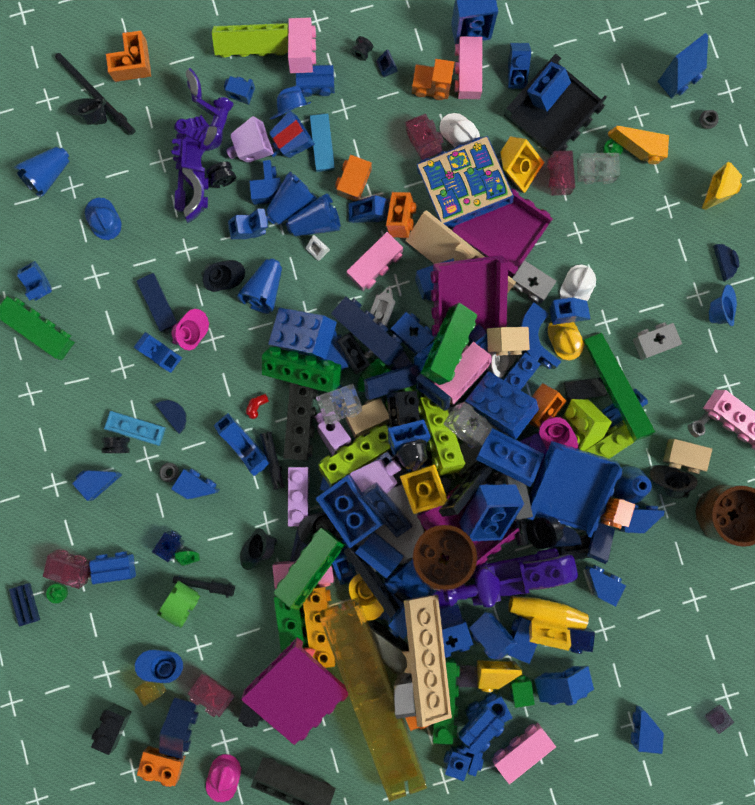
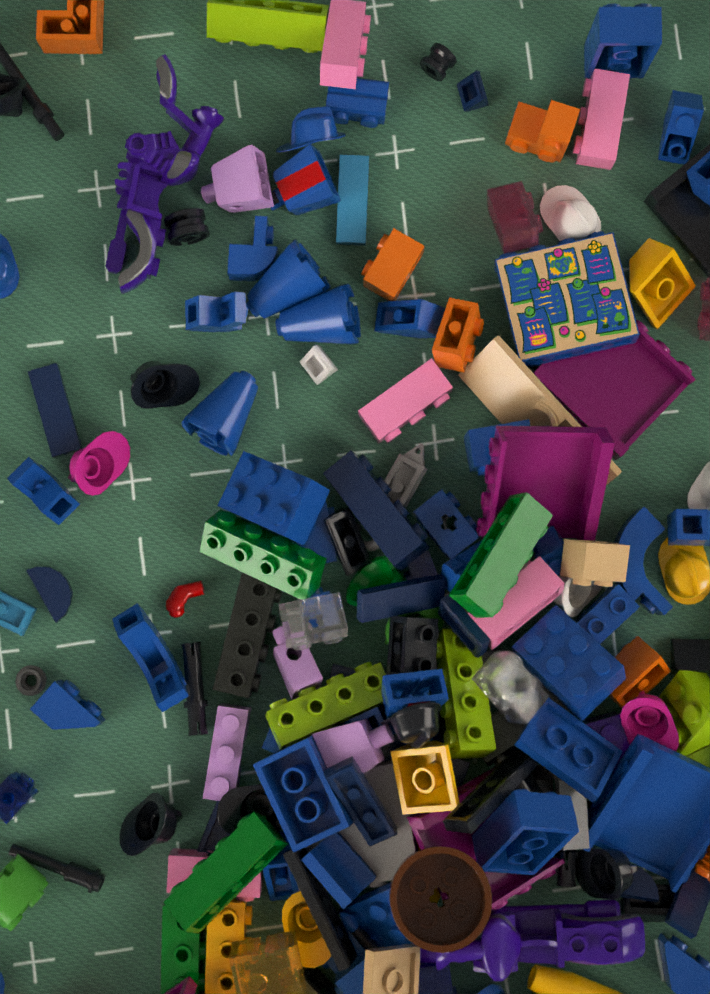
camera: 10 degrees right, 0 degrees up
(187, 557) = (37, 819): green tile -> none
(239, 89) = (236, 96): blue brick -> none
(372, 415) = (363, 644): tan brick -> none
(541, 286) = (662, 477): light grey brick -> none

